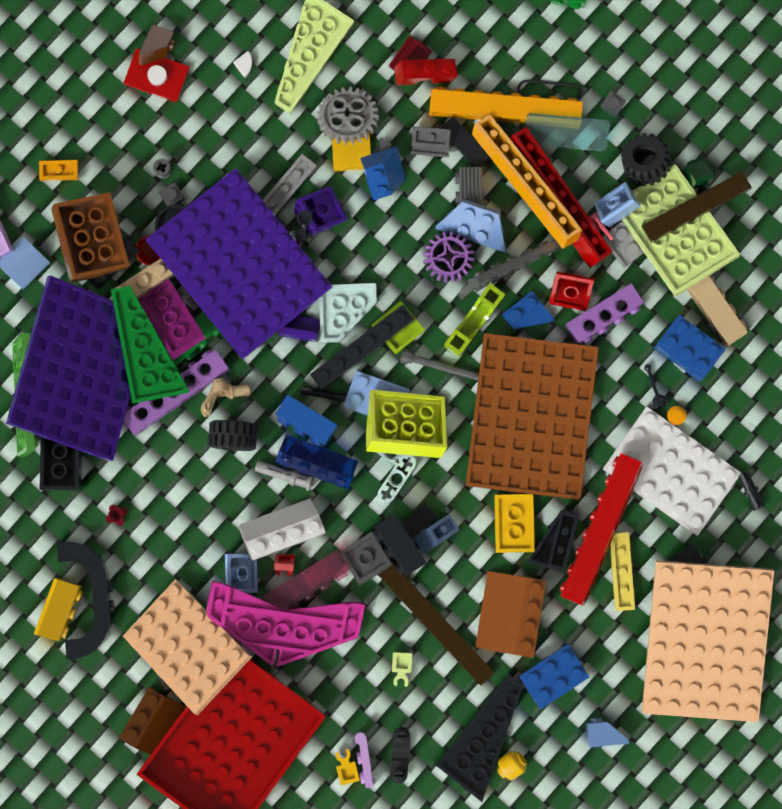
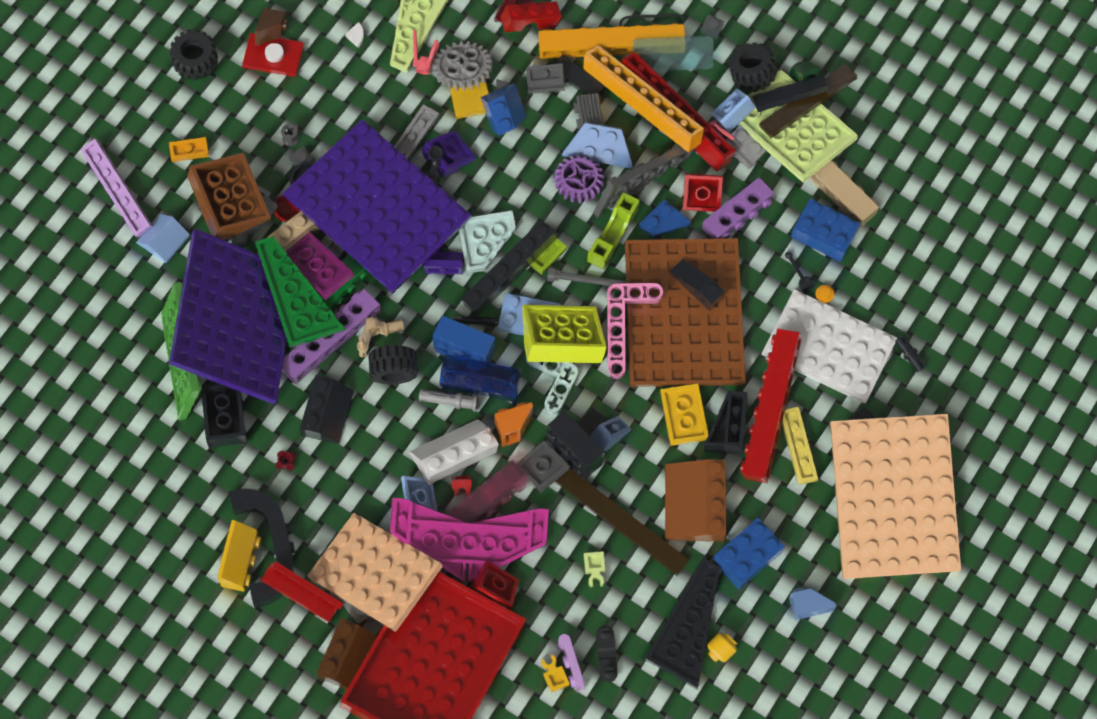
camera: 10 degrees left, 15 degrees down
(71, 52) = (193, 67): none -> black tyre
(113, 654) = (301, 591): none -> red fence
(162, 469) = (326, 410): none -> black slope
(302, 674) = (496, 584): none -> red slope
(309, 109) = (424, 64): none -> coral plant
(342, 513) = (513, 423): none -> orange slope
(465, 421) = (613, 322): none -> bright pink beam
(548, 391) = (698, 284): none -> black slope
(679, 196) = (790, 93): none -> black tile

